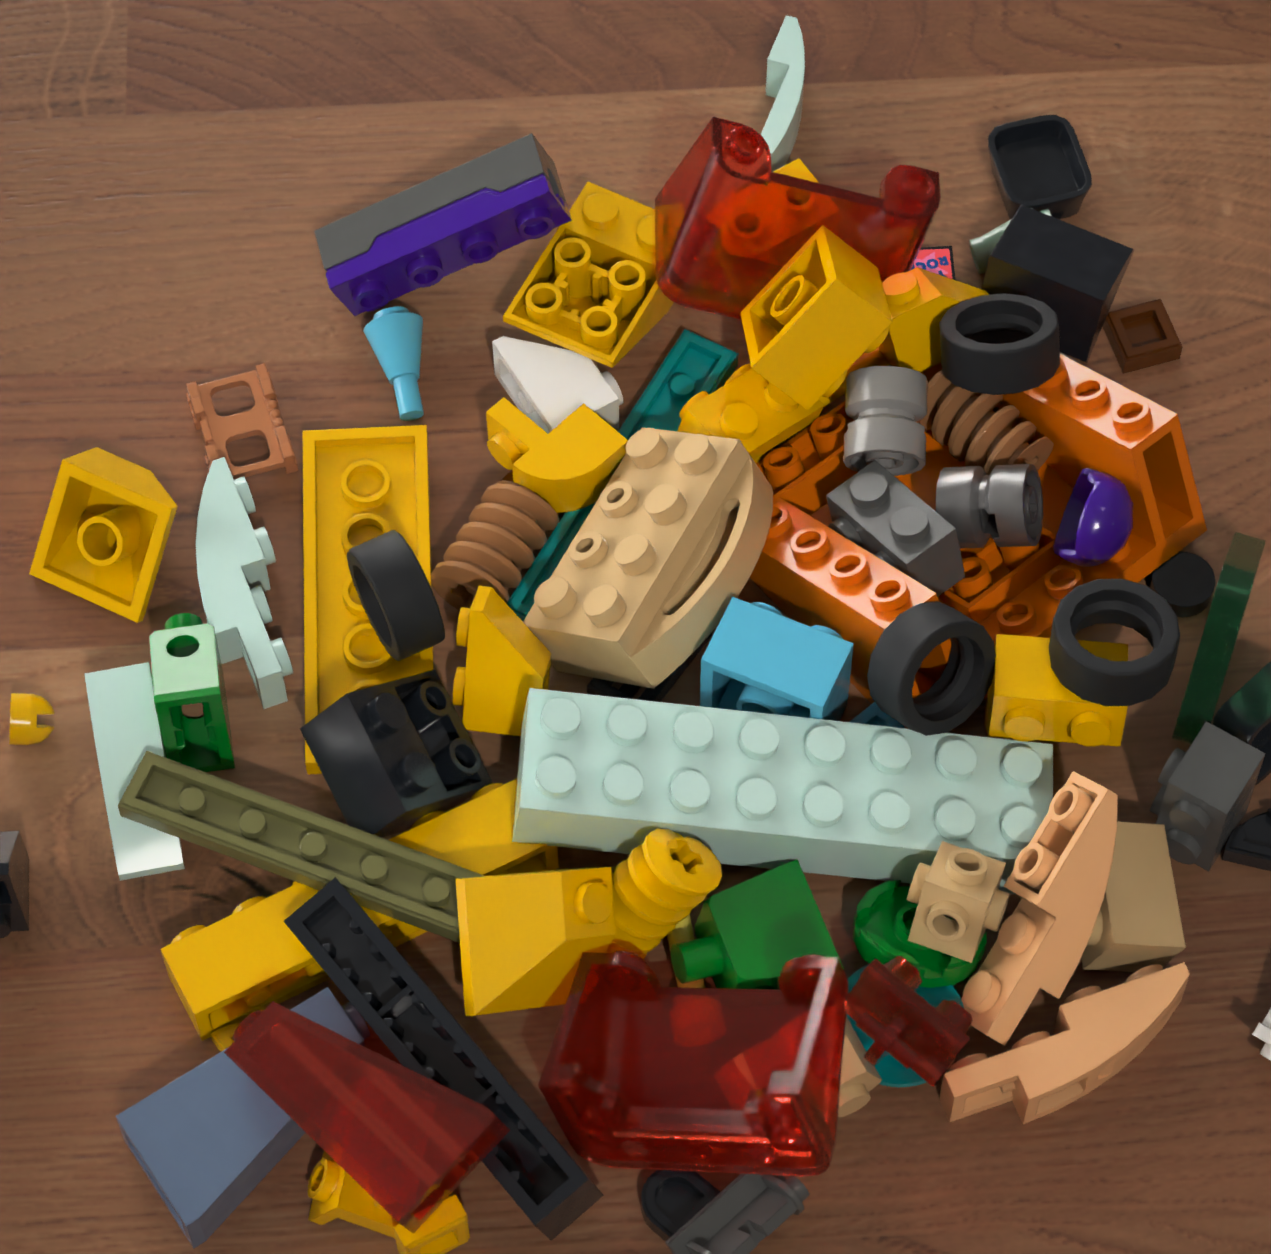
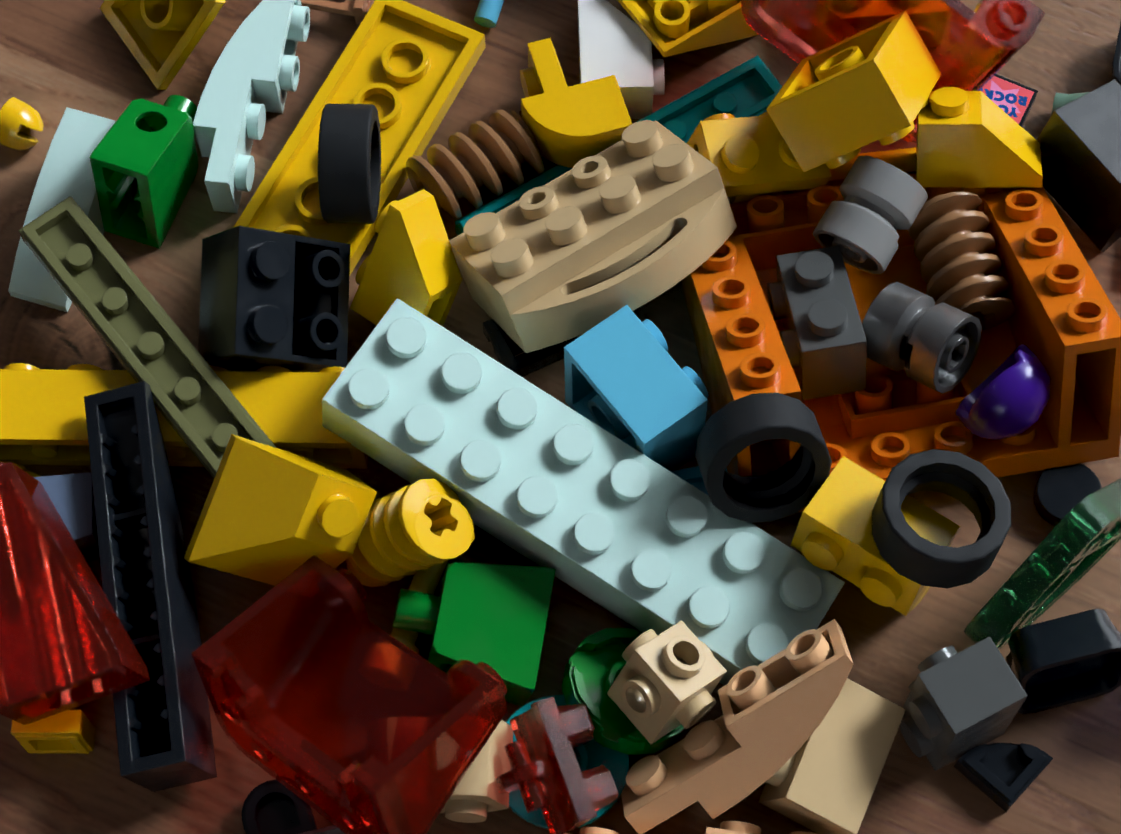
camera: 30 degrees right, 5 degrees up
(975, 351) = (1005, 218): black tyre -> none

